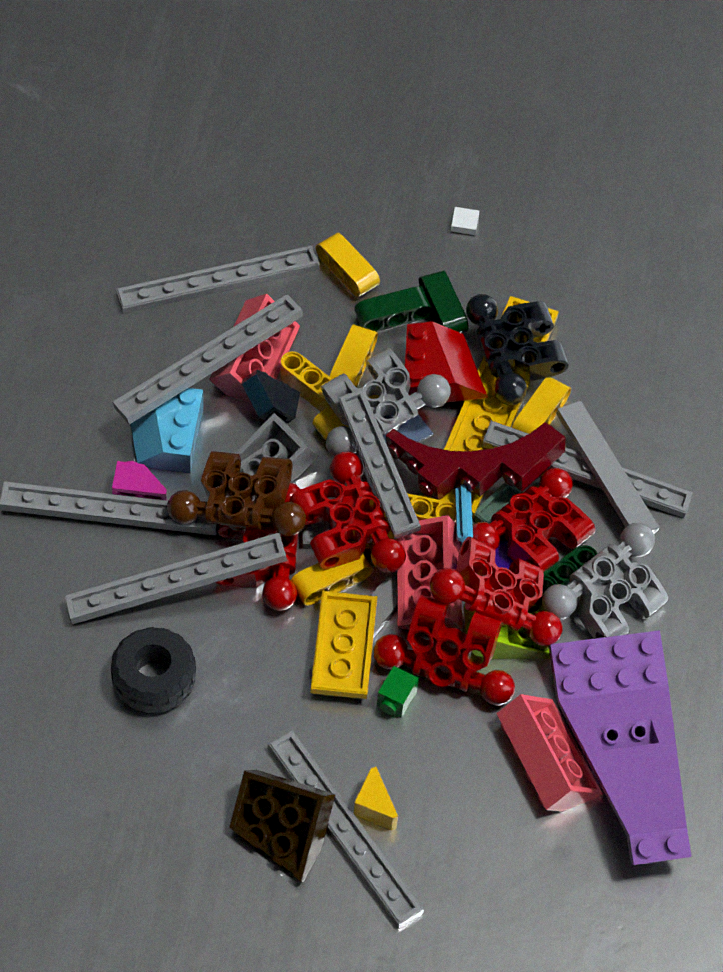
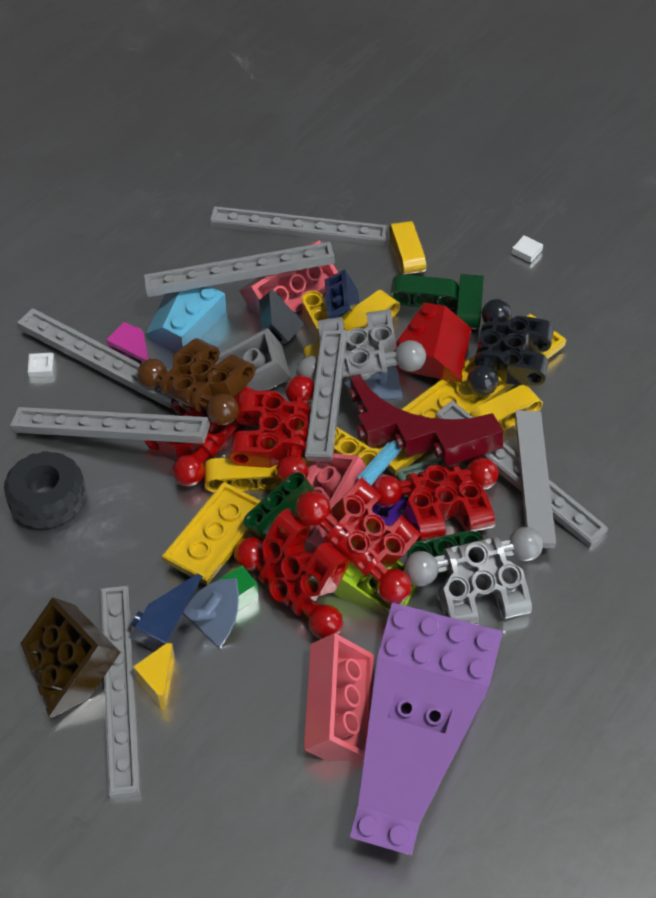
camera: 30 degrees right, 5 degrees down
(51, 540) = (41, 365): none -> white tile
(321, 348) = (340, 294): none -> dark blue slope
(348, 748) = (162, 615): none -> dark blue slope
(391, 718) = (215, 609): none -> sand blue shield
(398, 582) = (283, 497): none -> dark green beam

